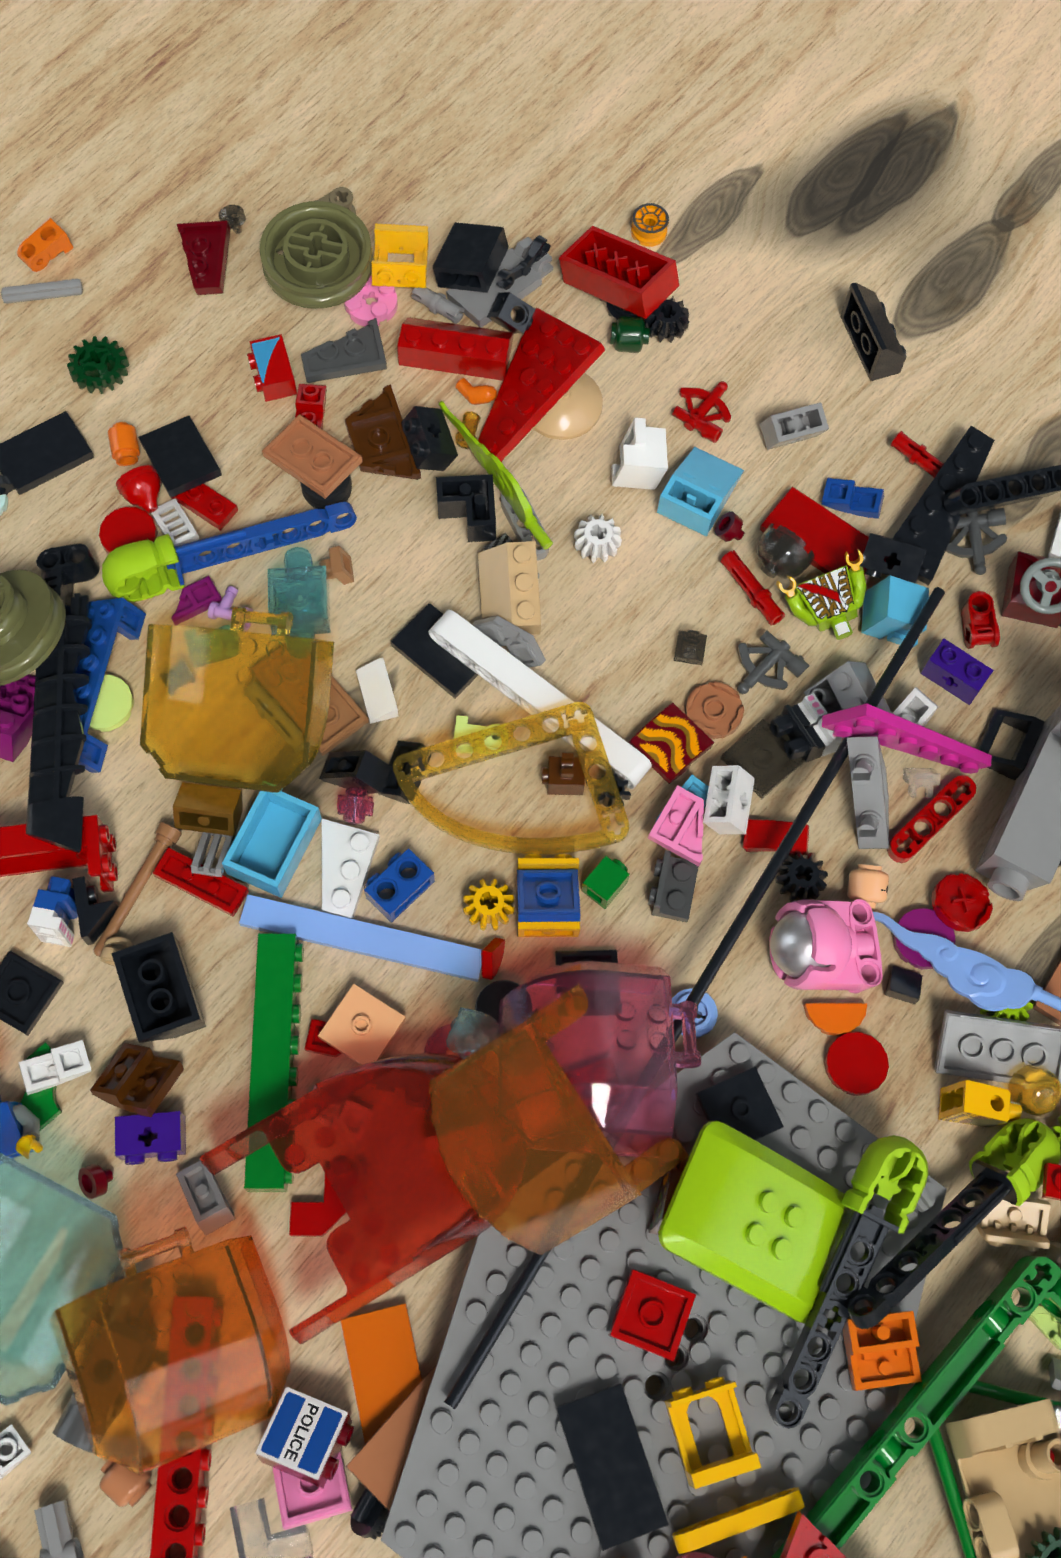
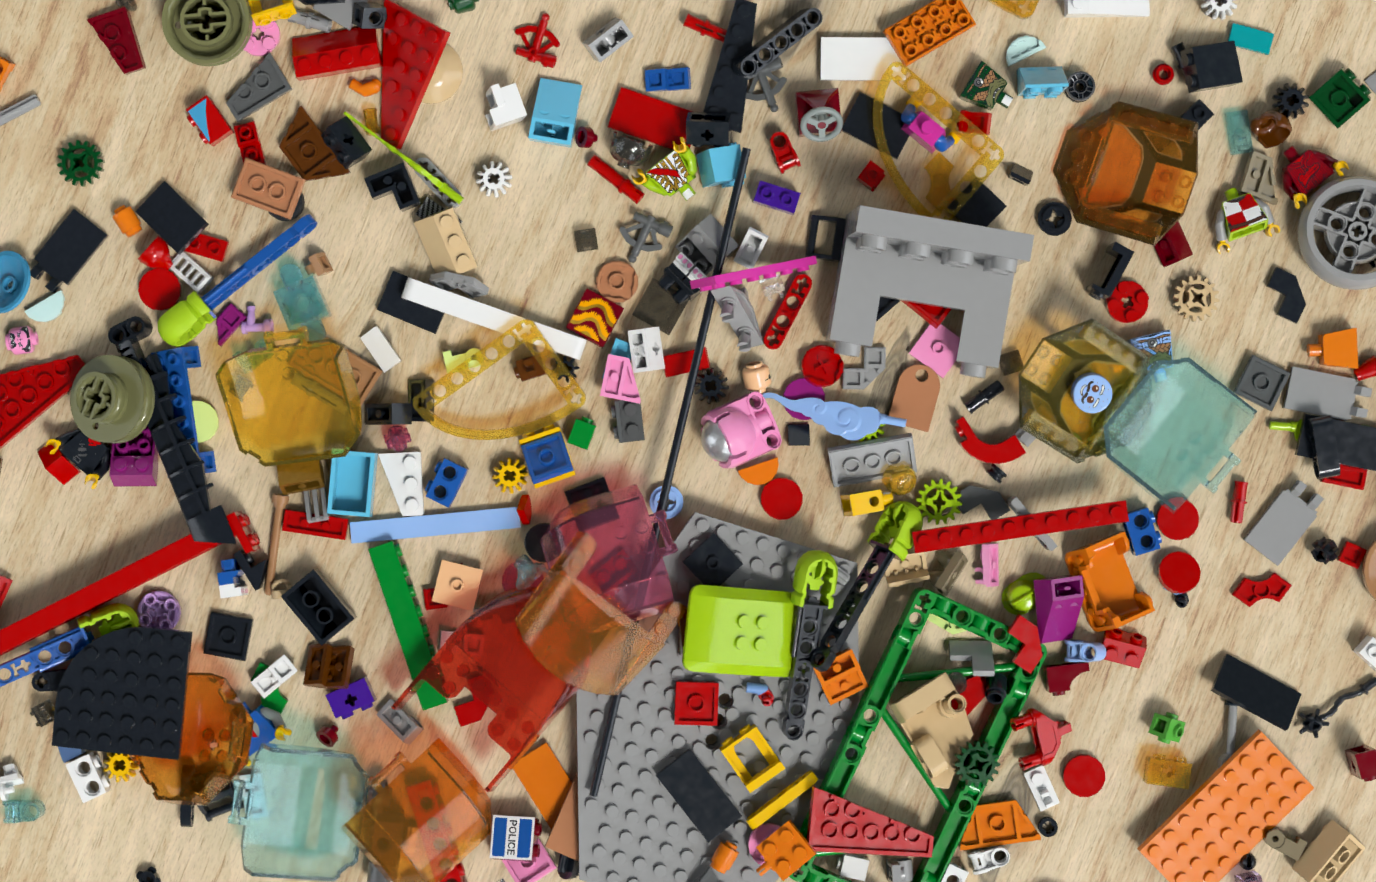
camera: 15 degrees left, 20 degrees up
(757, 1333) = (762, 691): none -> arm
(1032, 926) = (873, 365): none -> light grey tile

